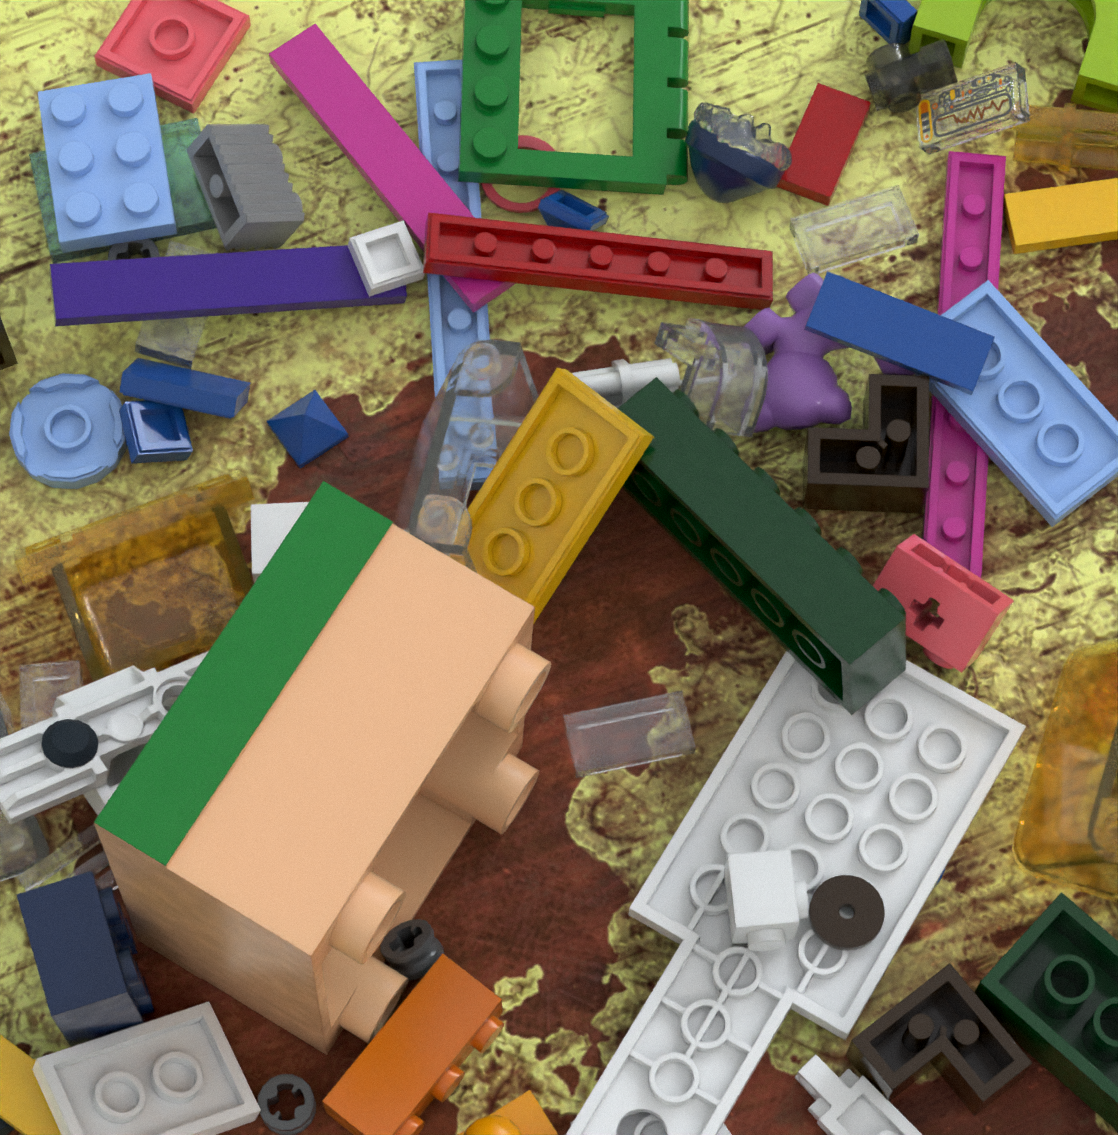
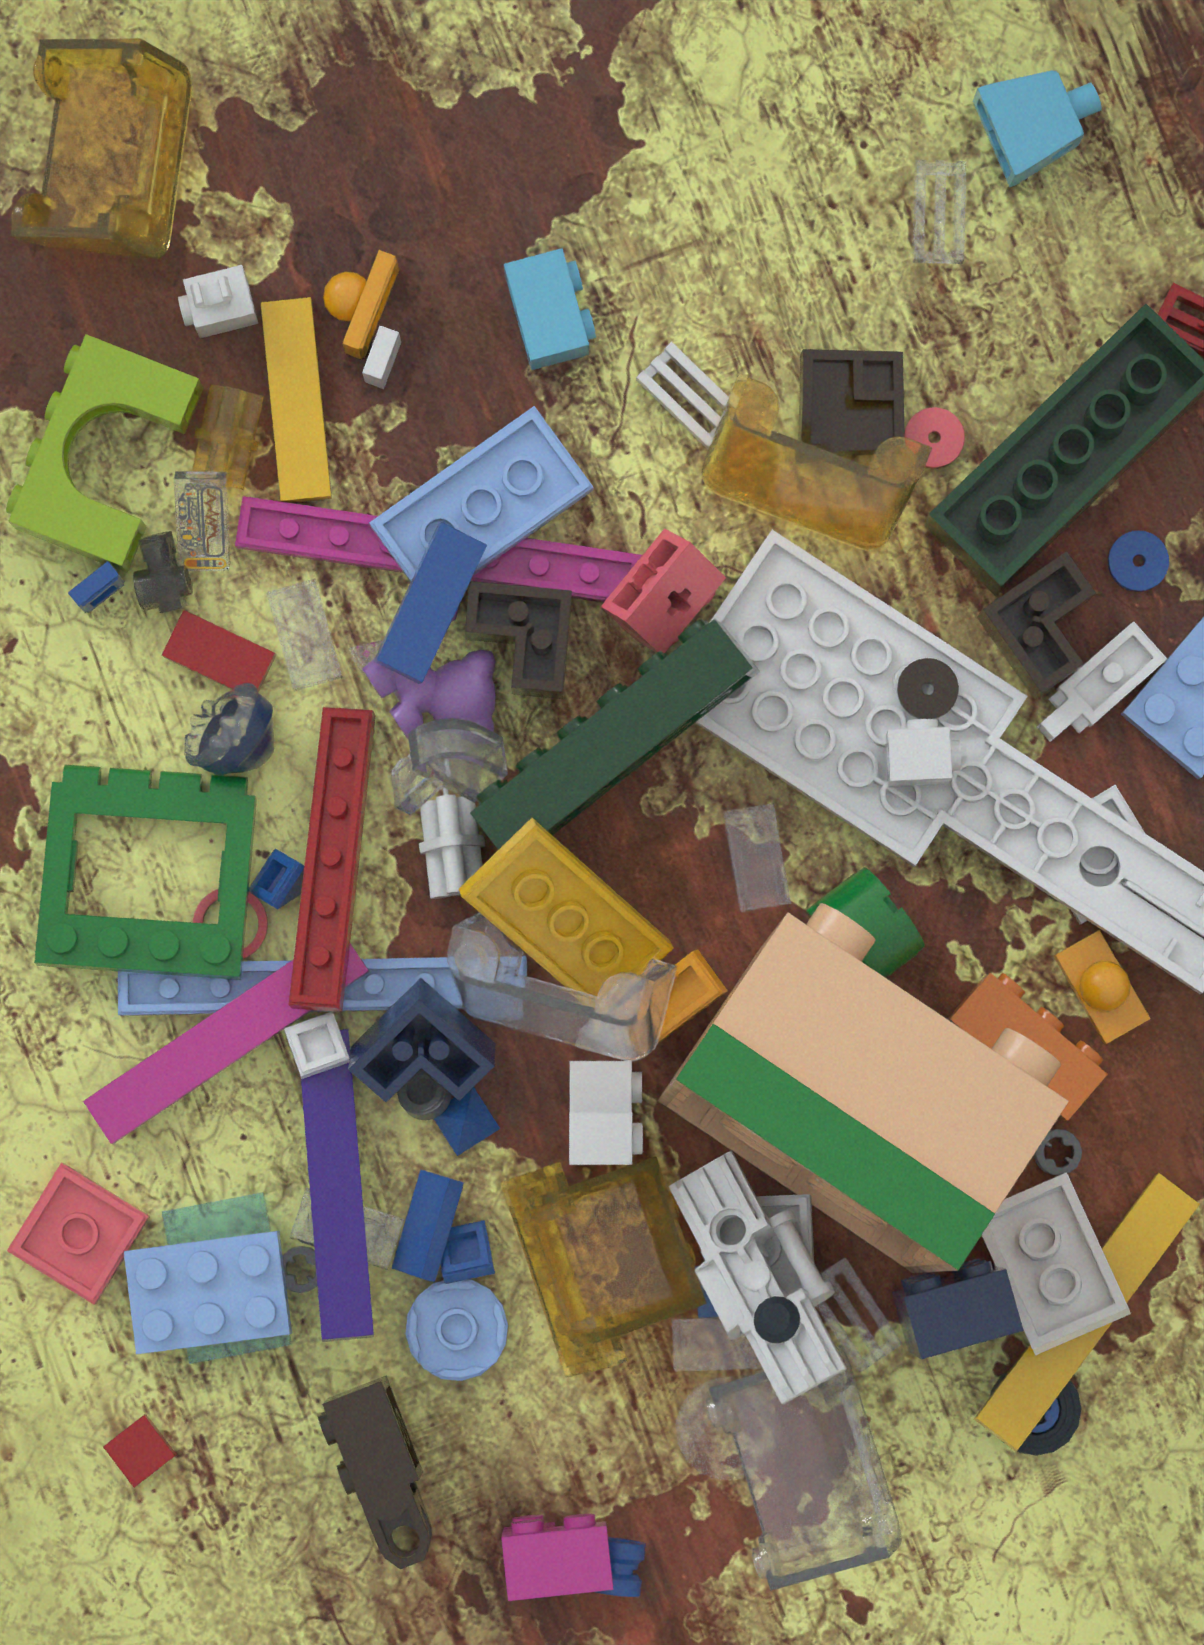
camera: 90 degrees left, 15 degrees up
(245, 185) = (238, 1167): light grey brick -> none
(336, 379) = (423, 1097): none -> dark grey tile
(397, 365) = (423, 1034): none -> dark blue brick
(548, 849) = (867, 903): none -> green brick

